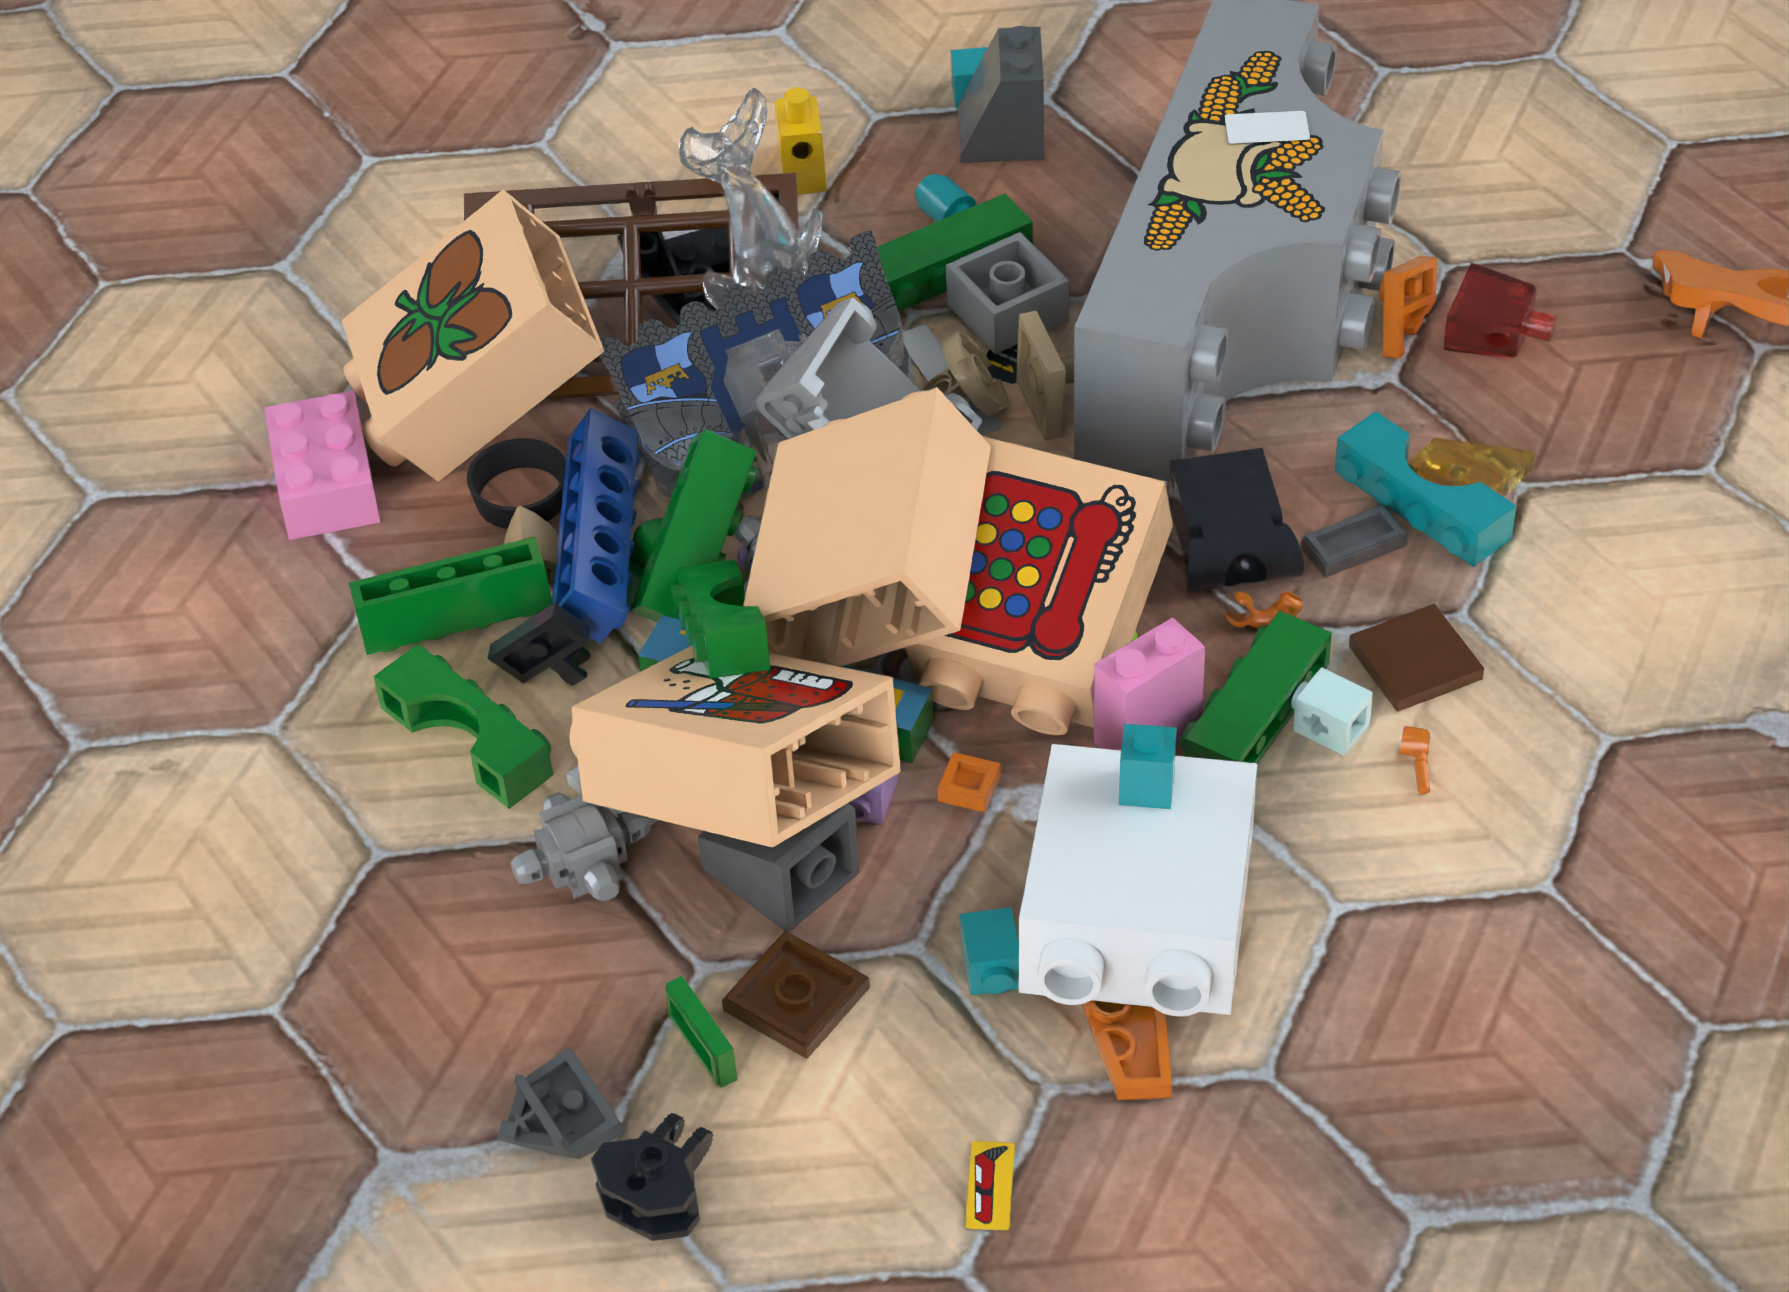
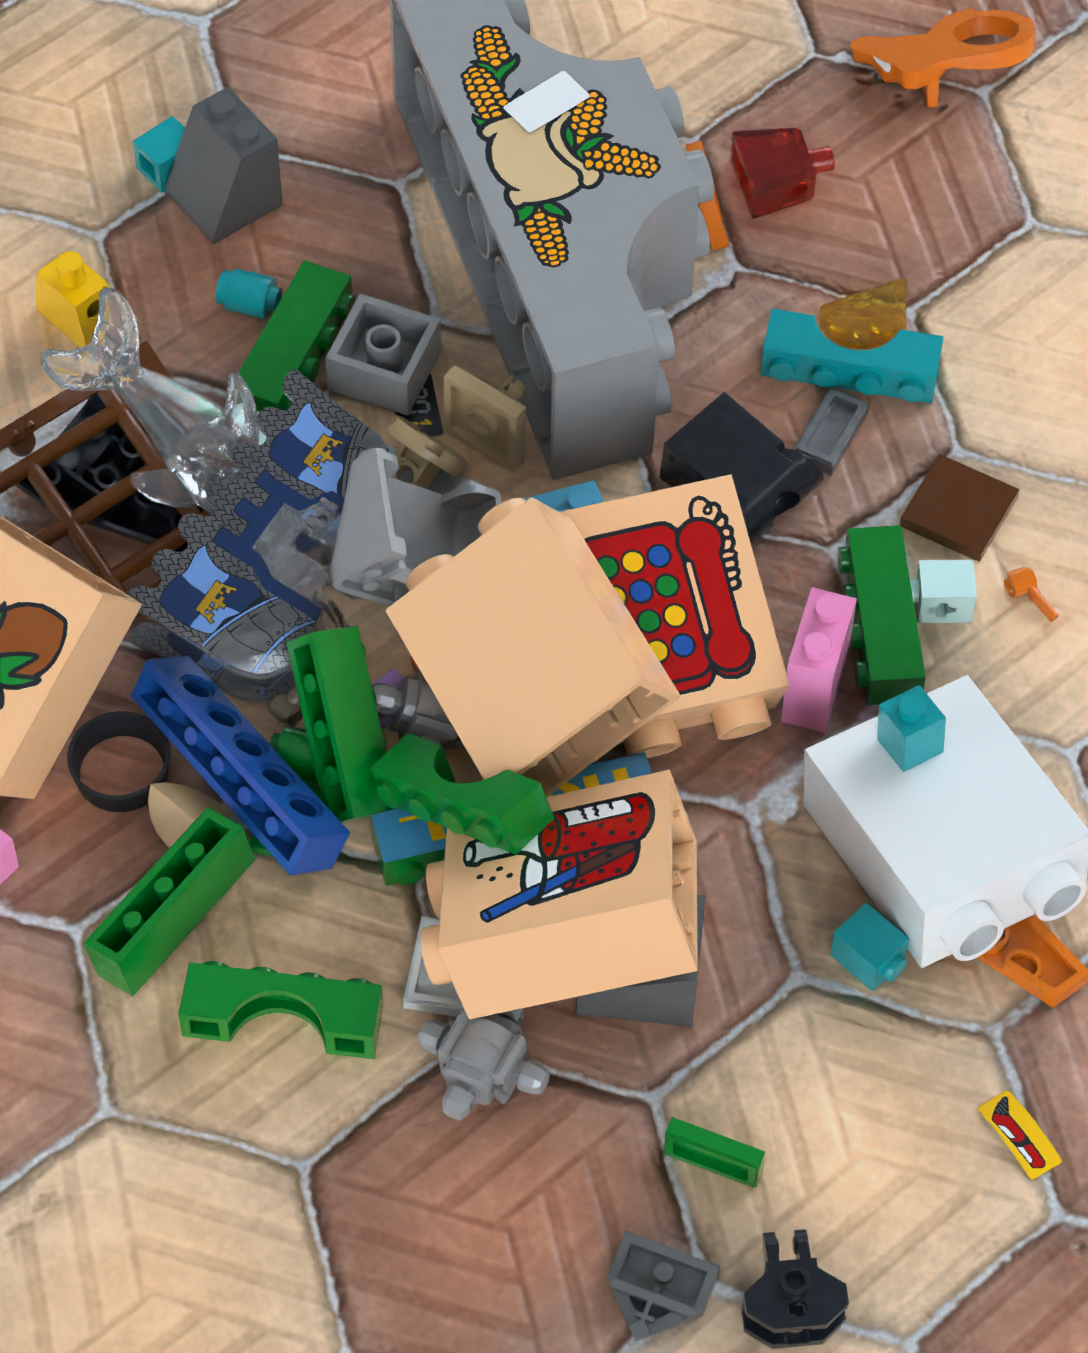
camera: 40 degrees left, 10 degrees up
(542, 642) = (293, 900): black plate -> none
(795, 994) = (748, 1074): reddish brown tile -> none
(969, 782) = (727, 814): orange plate -> none
(1287, 603) = (829, 533): orange arm -> none

